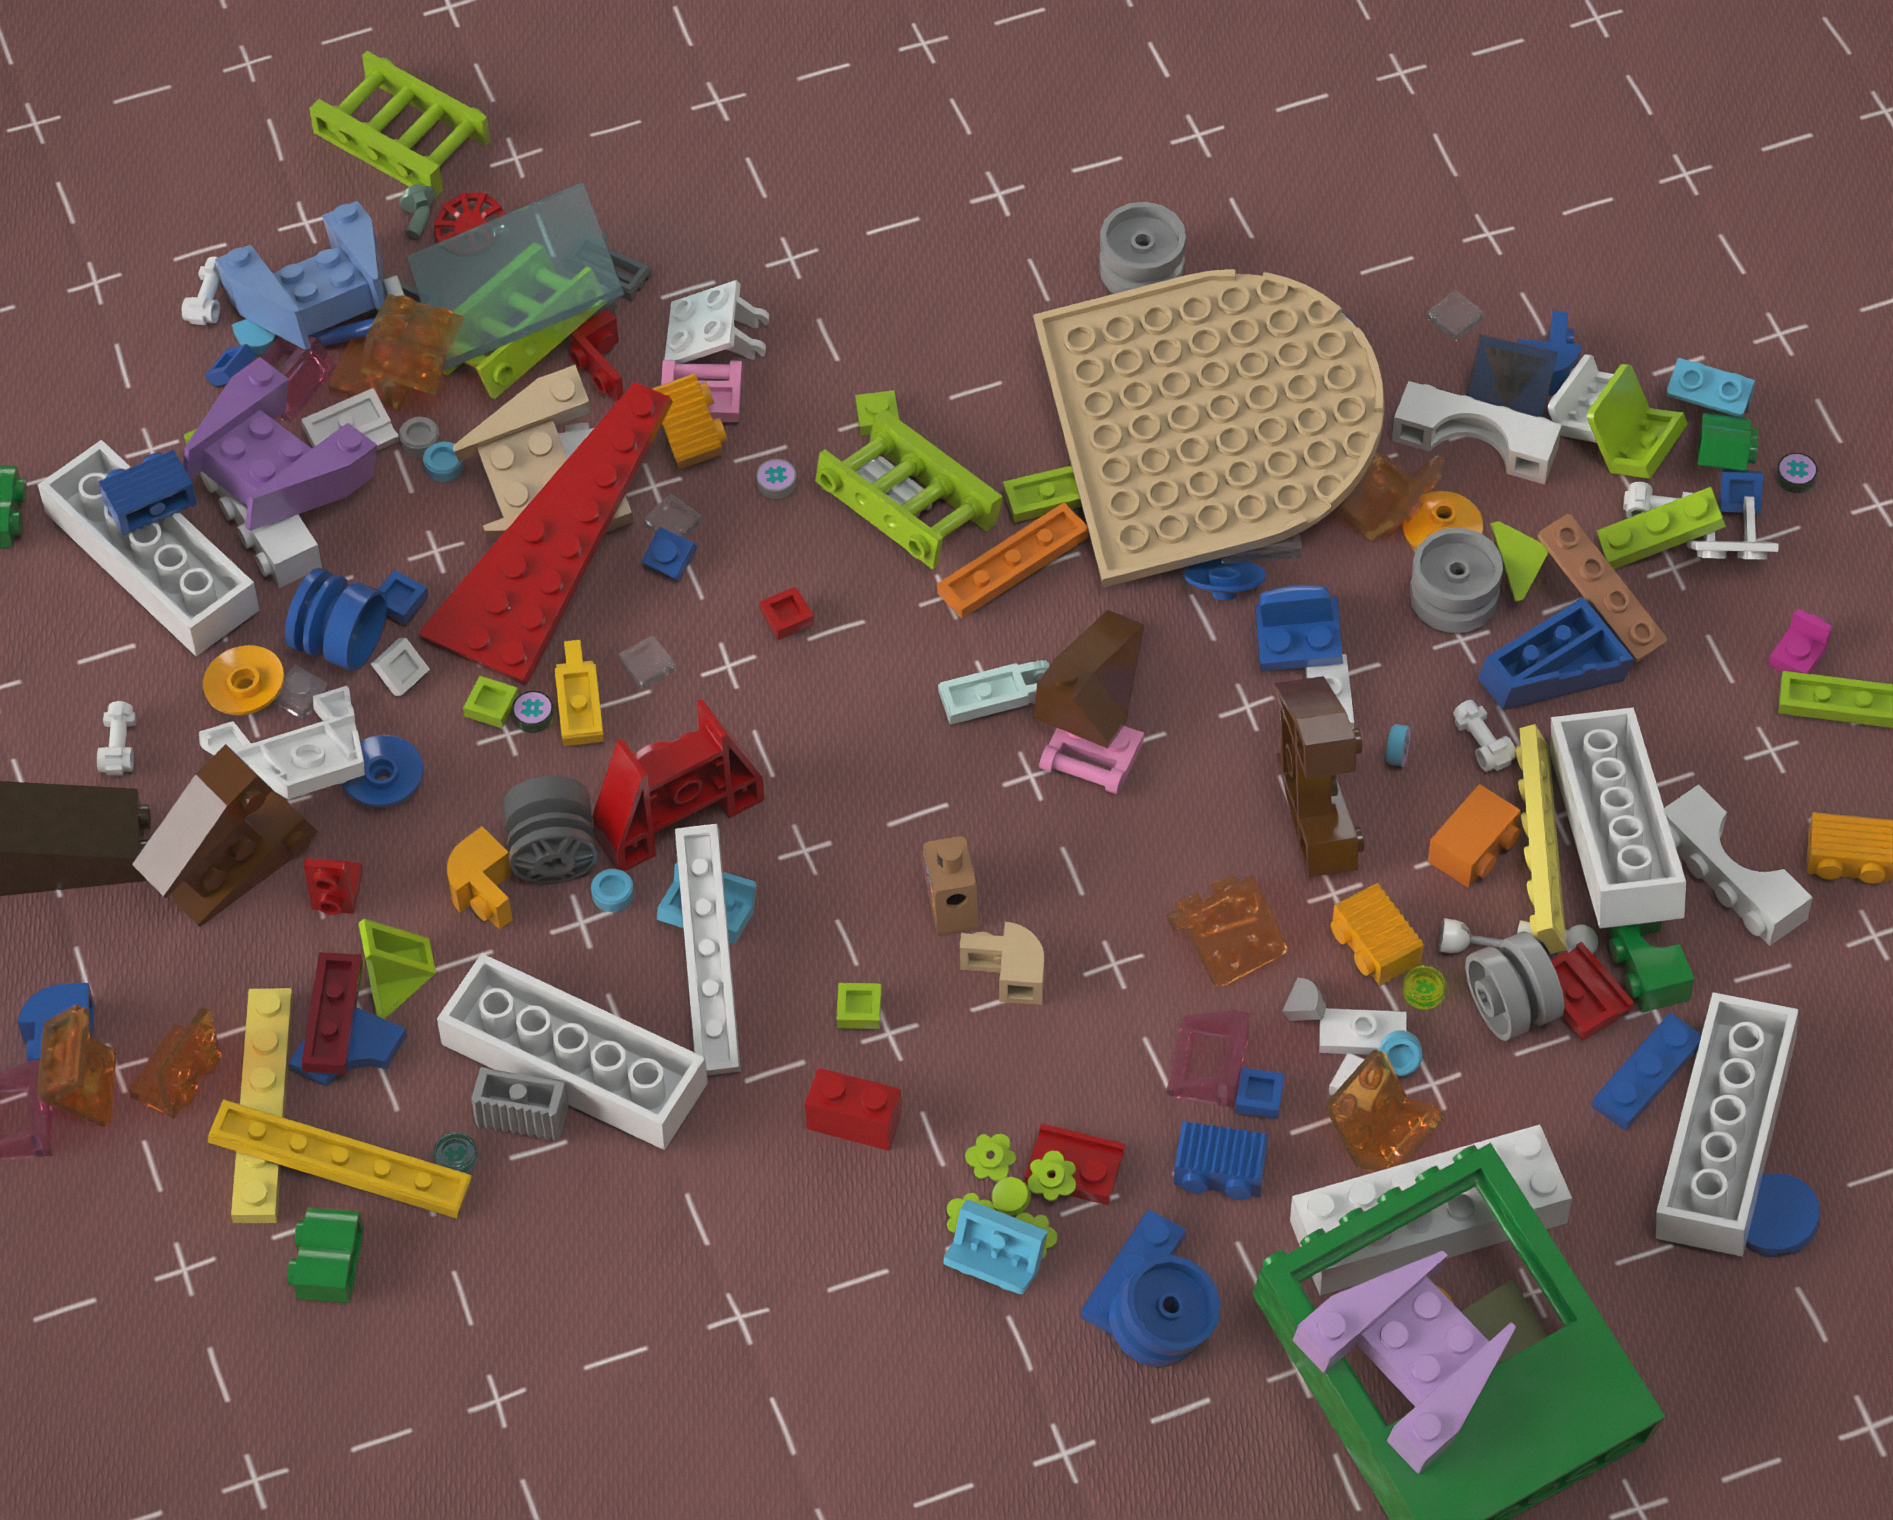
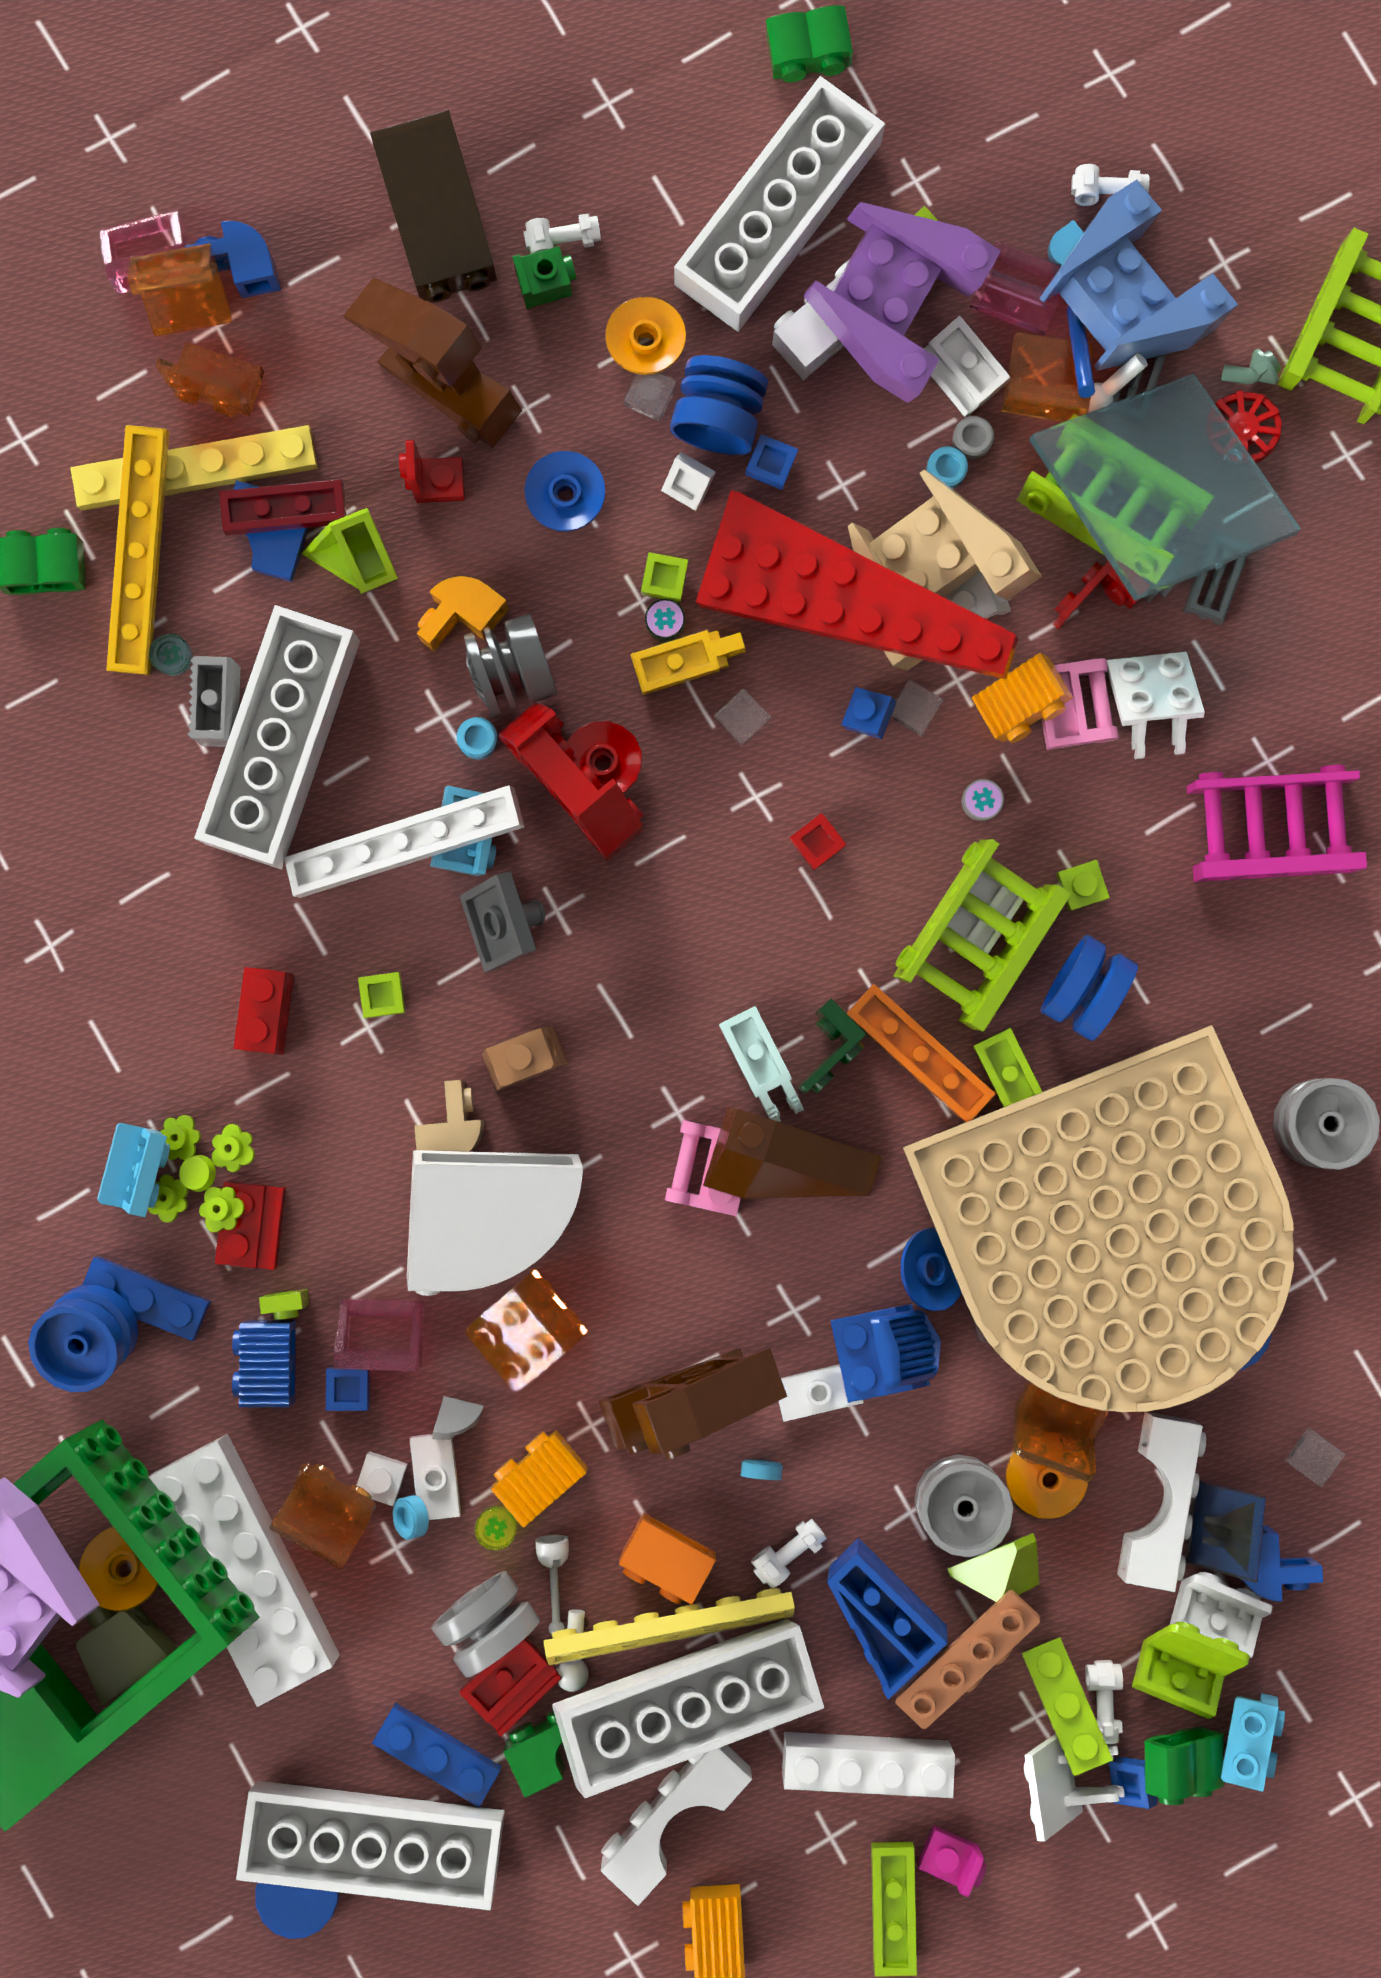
camera: 75 degrees right, 30 degrees up
(147, 491) = (817, 180): blue brick -> none
(156, 753) = (540, 288): none -> green brick
(229, 364) = (1019, 231): blue plate -> none
(303, 757) = (554, 417): white wing -> none
(410, 343) = (1051, 397): clear orange bracket -> none
(808, 880) = (500, 921): none -> dark grey tile
(886, 271) = (1258, 861): none -> dark pink fence
(977, 406) = (1089, 988): none -> blue wheel
(987, 604) = (834, 1025): none -> dark green bracket
(1104, 933) = (485, 1215): none -> white brick
(1162, 1135) = (284, 1304): none -> lime plate
(1698, 697) = (868, 1765): none -> white brick
(1796, 472) = (1172, 1835): tile -> none

